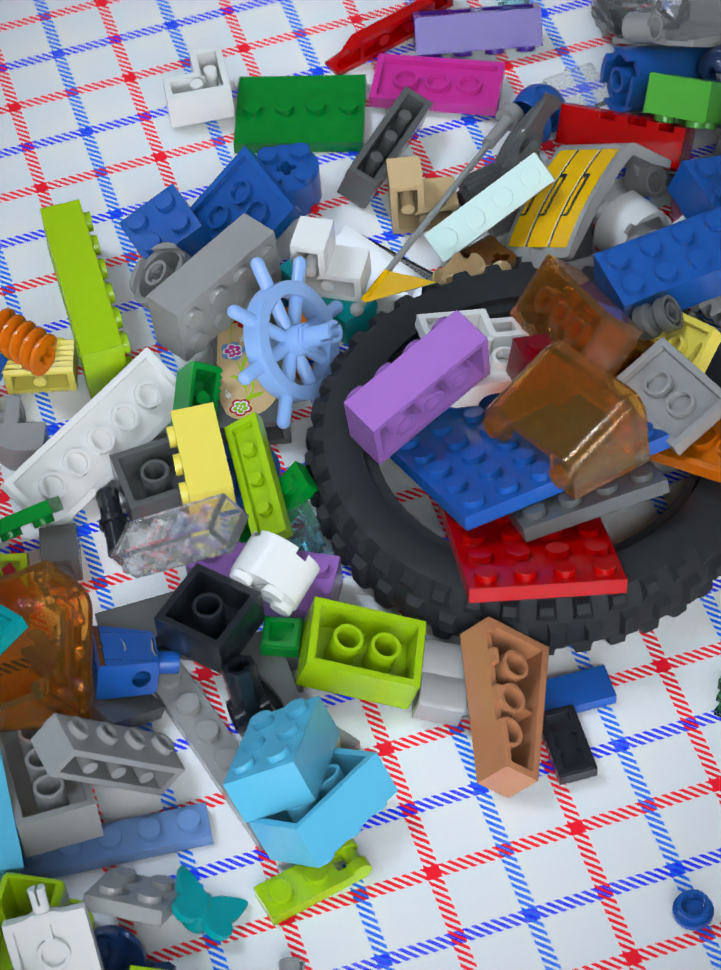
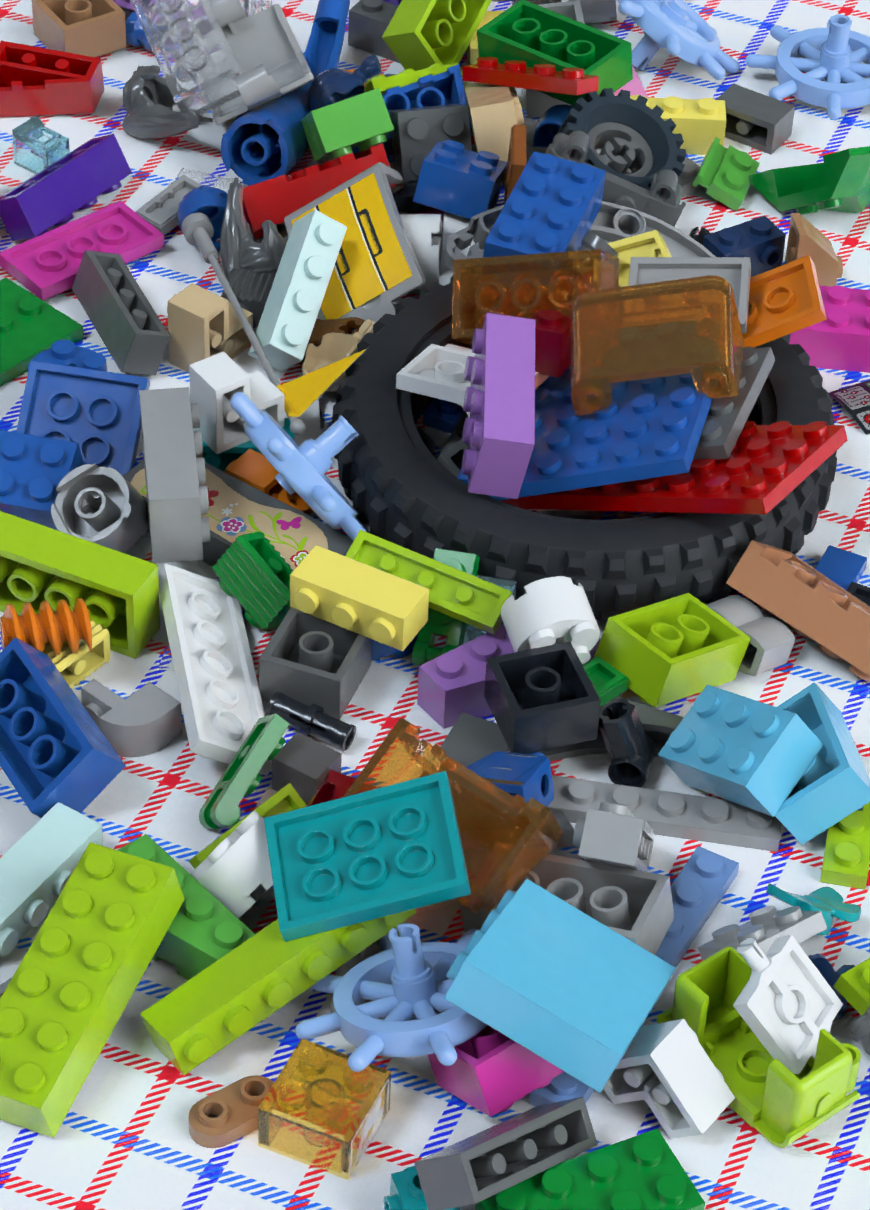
camera: 55 degrees left, 10 degrees down
(180, 536) = (421, 664): clear brick -> none
(555, 78) = (162, 209): none -> light grey plate

